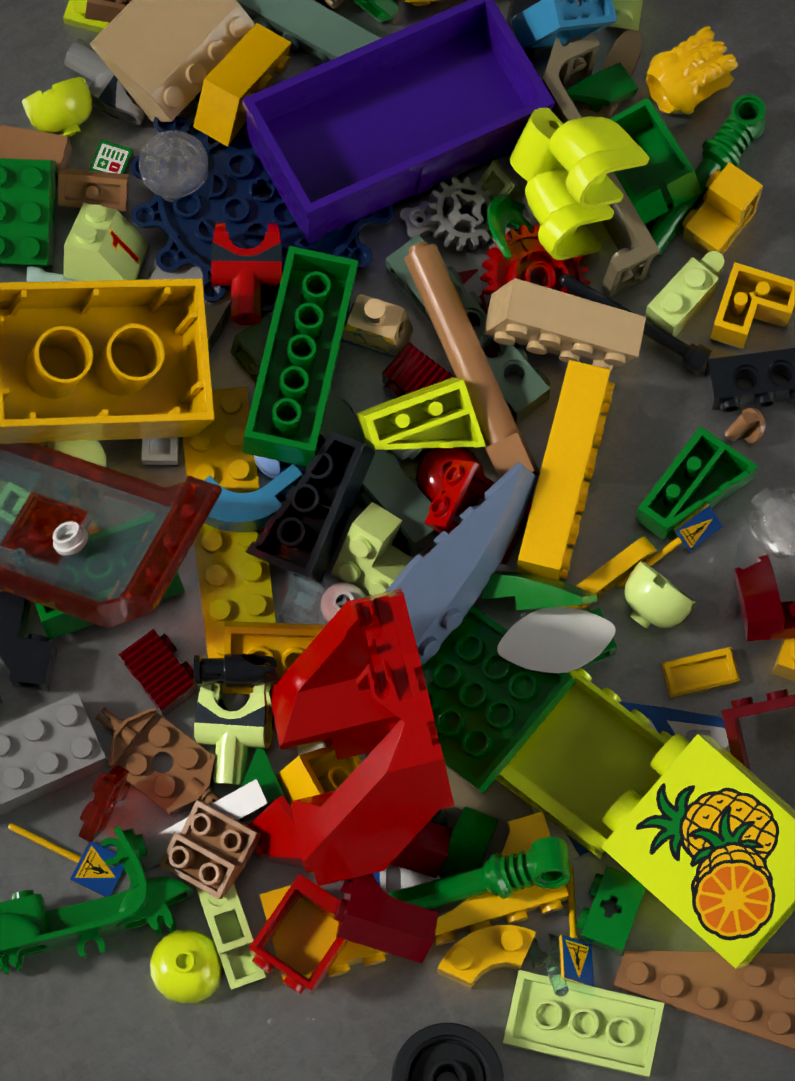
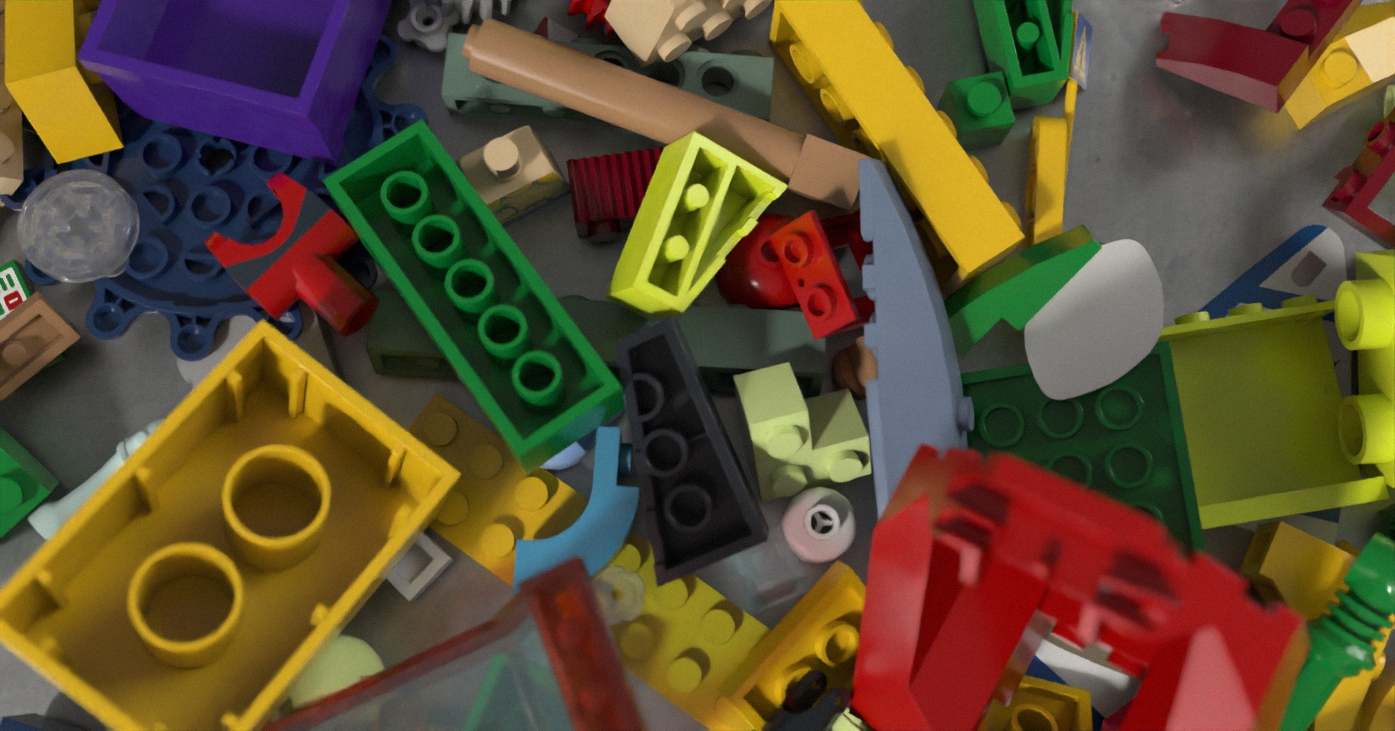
camera: 55 degrees left, 5 degrees up
(103, 246) = (96, 405): yellowish green slope -> none
(228, 554) = (632, 587): none -> clear plate
(617, 506) = (978, 110): none -> green brick
(655, 598) = (1125, 169): yellowish green cylinder -> none
(700, 673) = (1238, 202): yellow tile -> none

